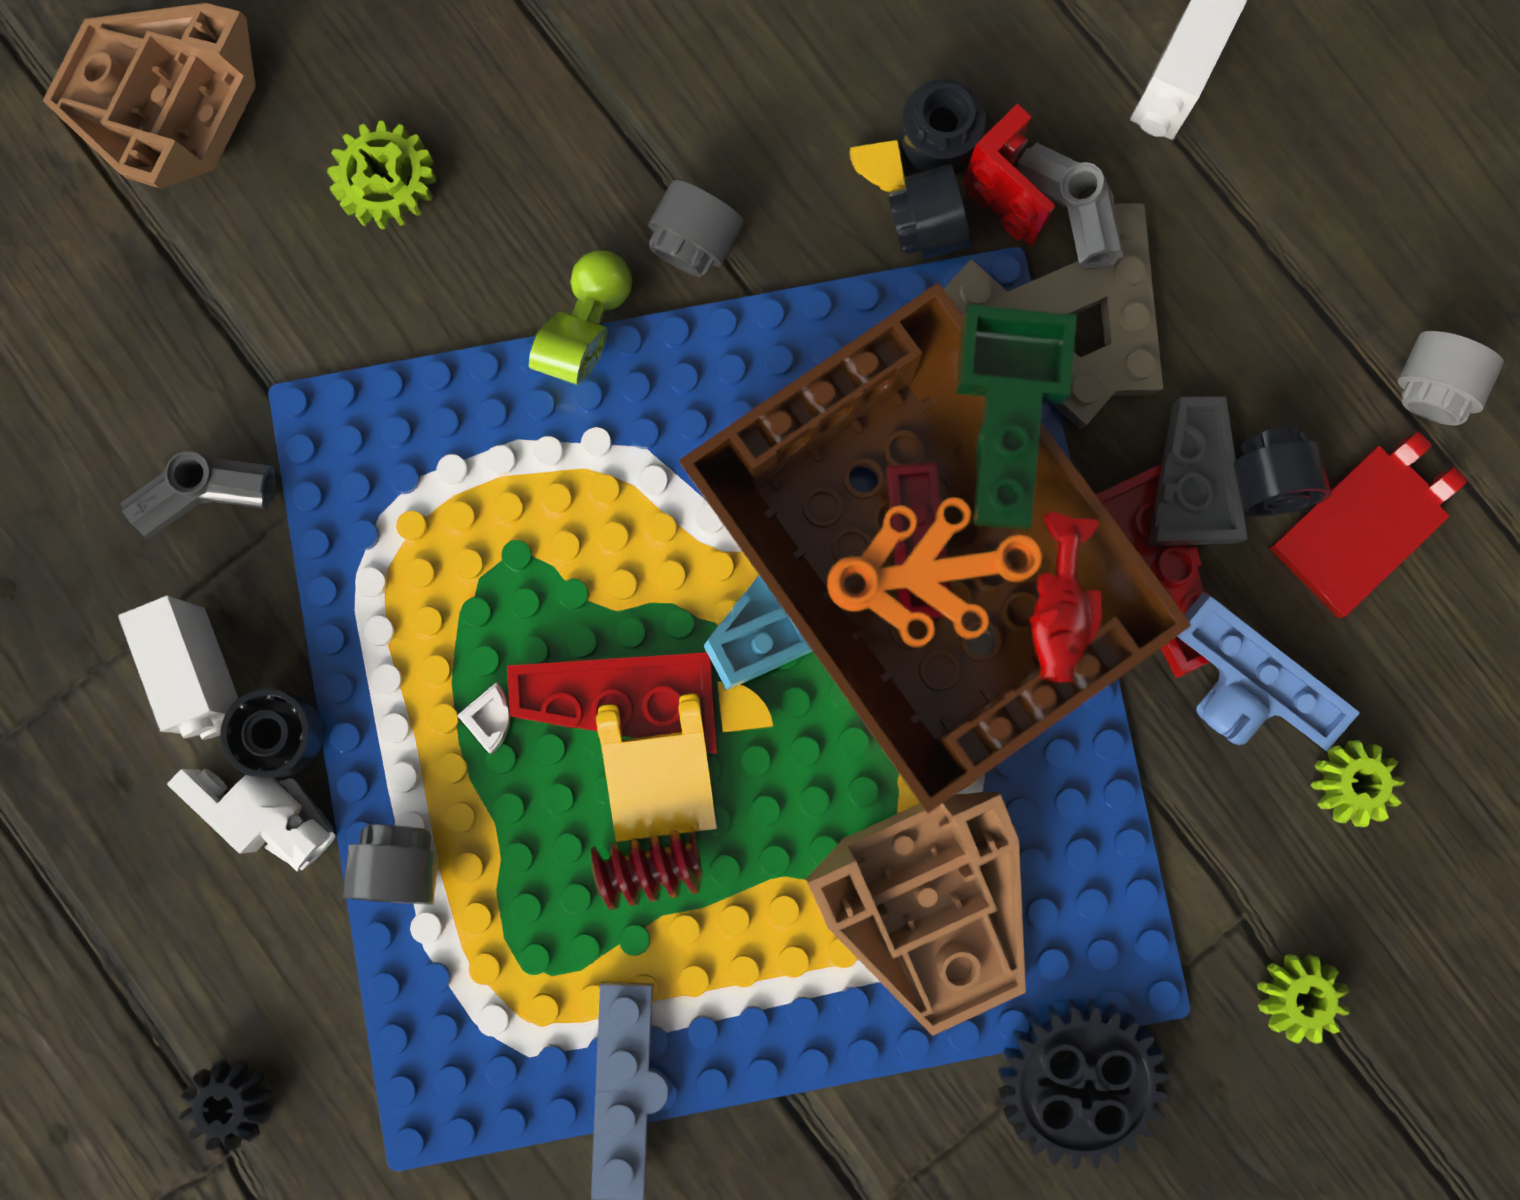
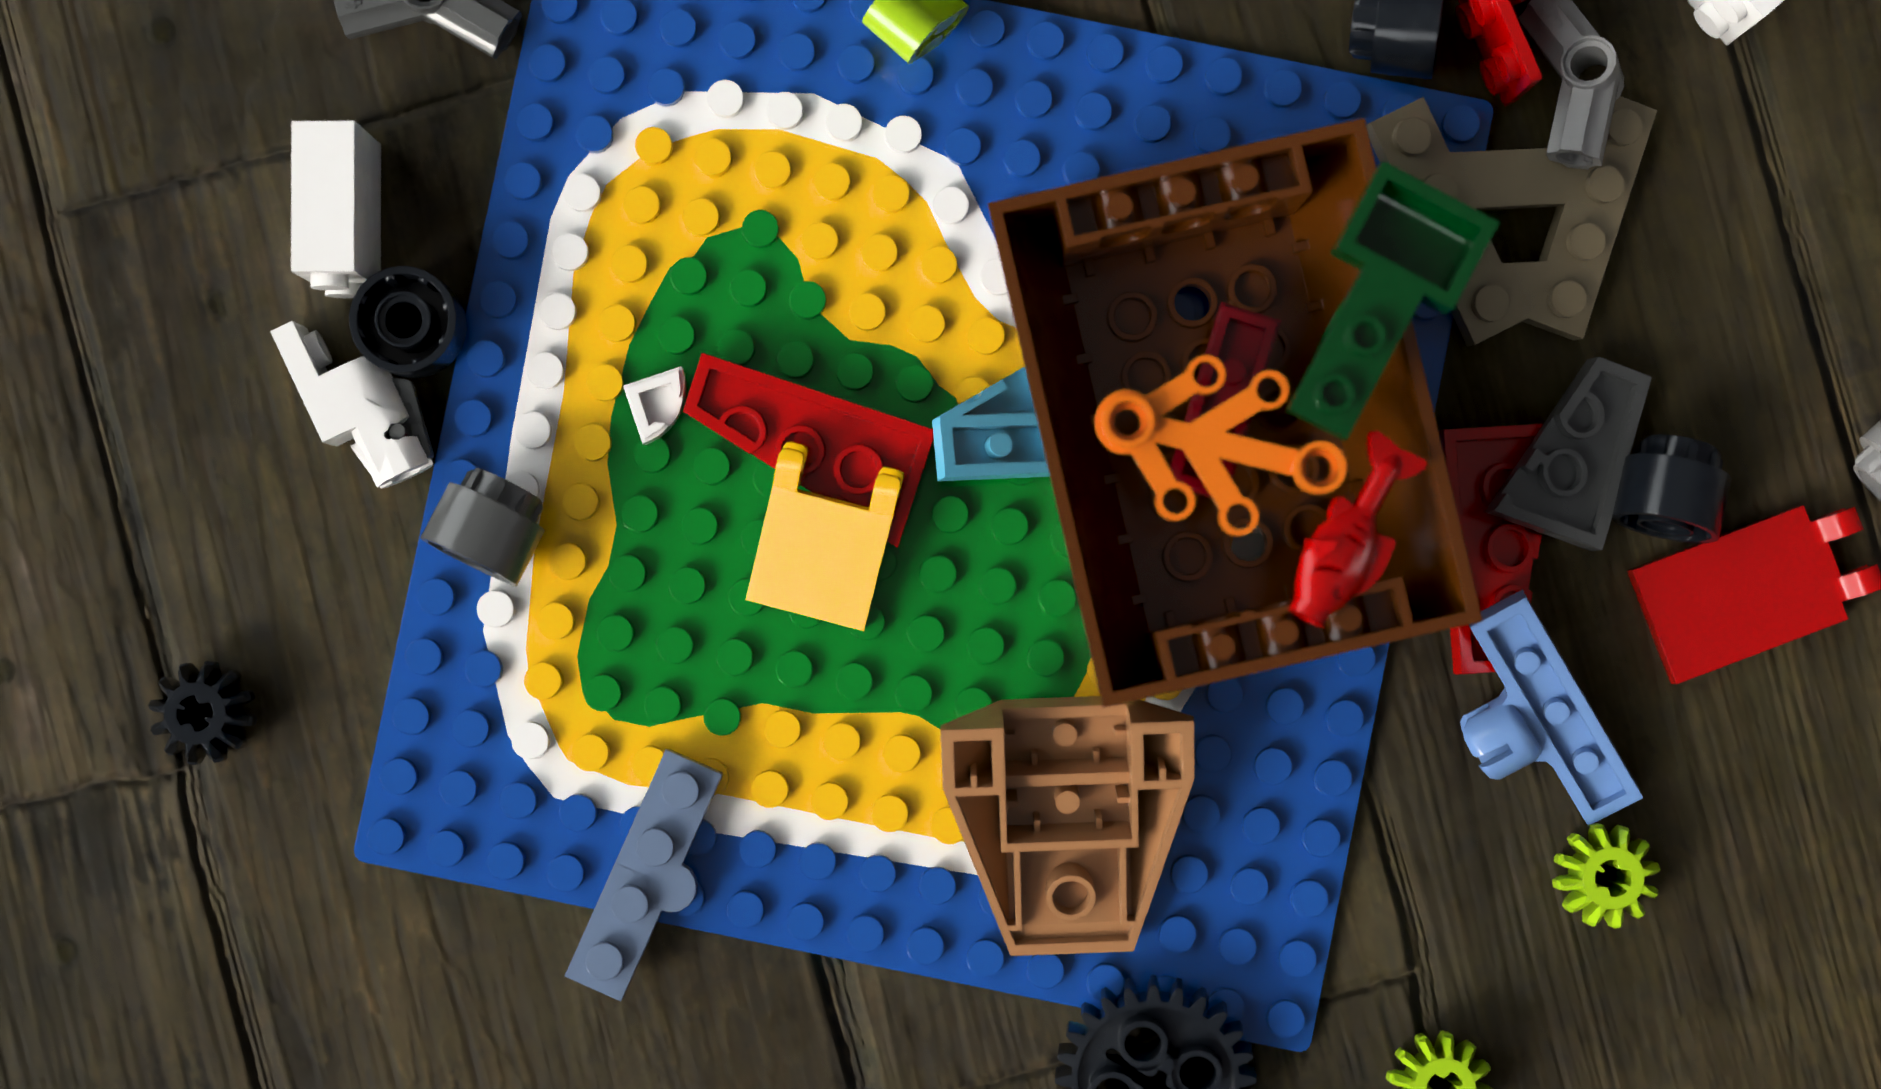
camera: 20 degrees right, 5 degrees up
(648, 870) = (769, 645): dark red piece -> none
(742, 709) = (946, 509): yellow tile -> none

